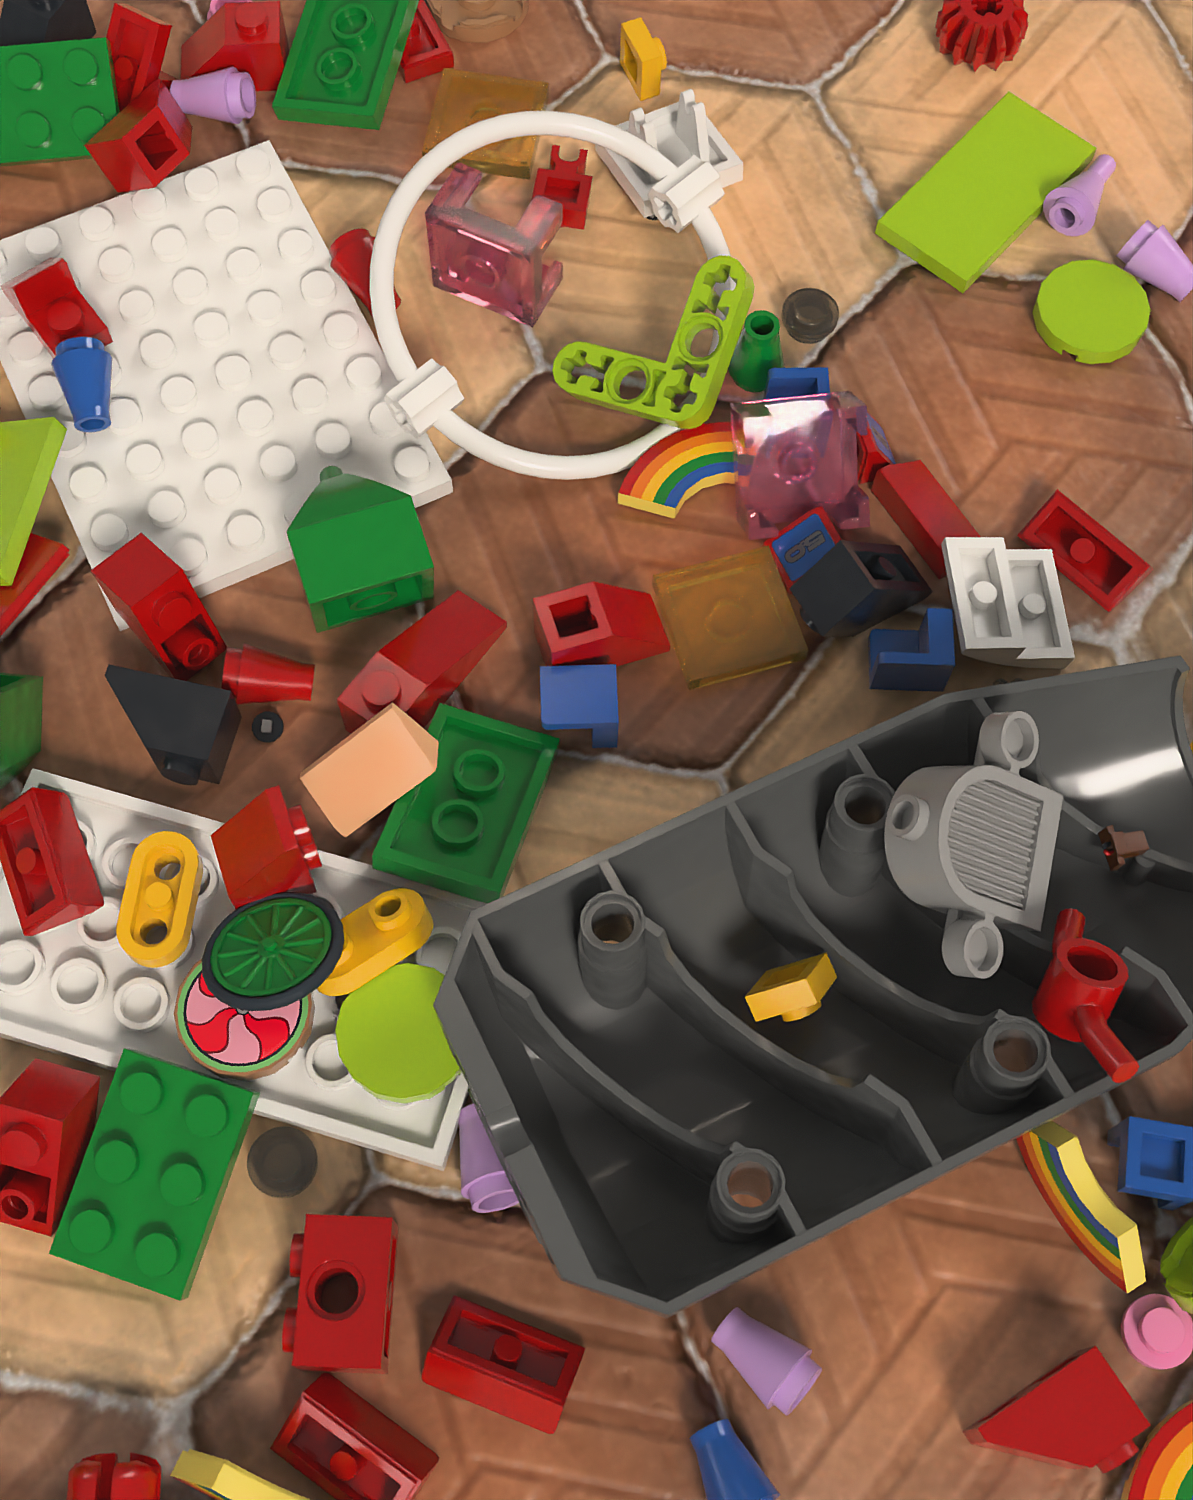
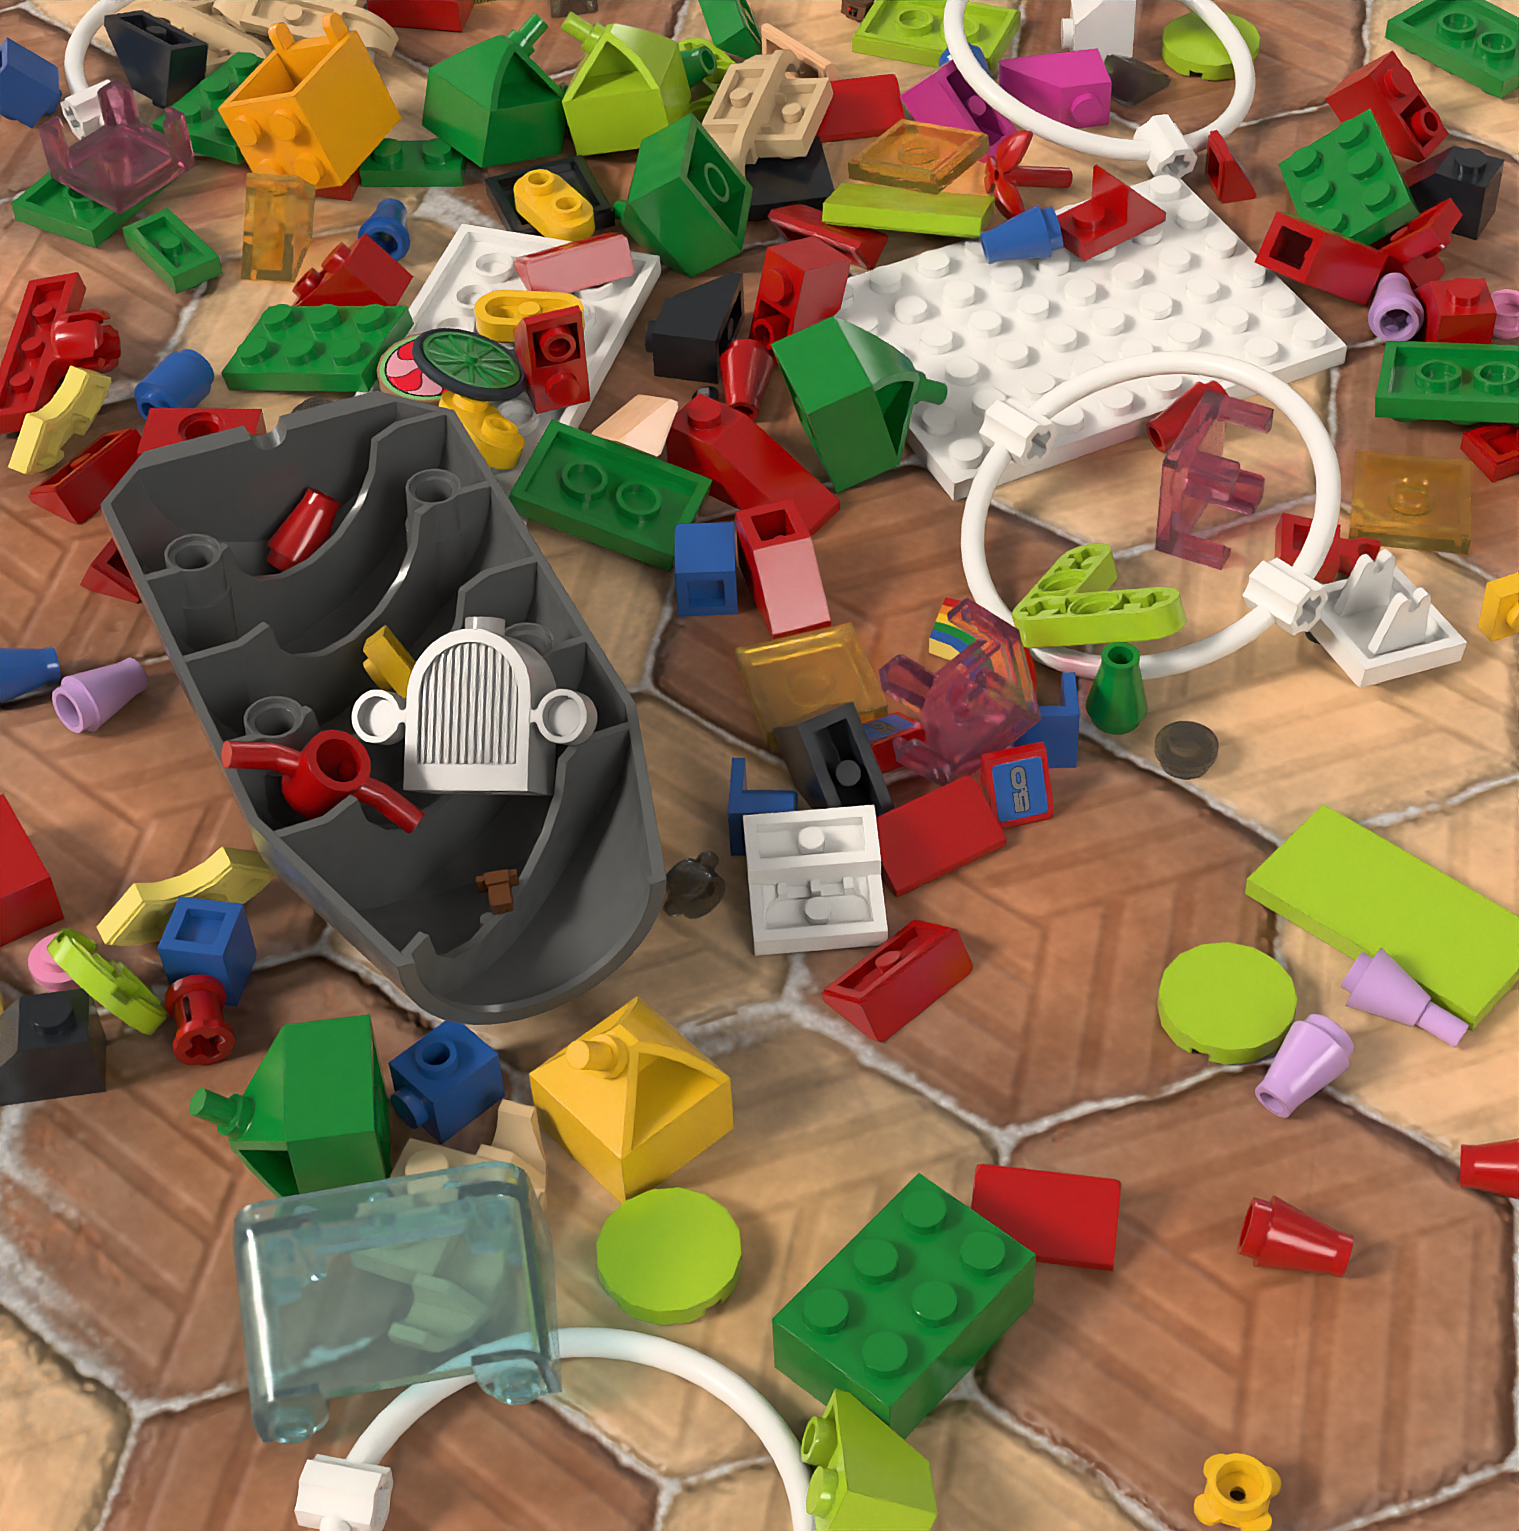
camera: 95 degrees right, 20 degrees down
(213, 1357) = (175, 382): none -> blue brick
(562, 1127) = (303, 530): none -> red cone

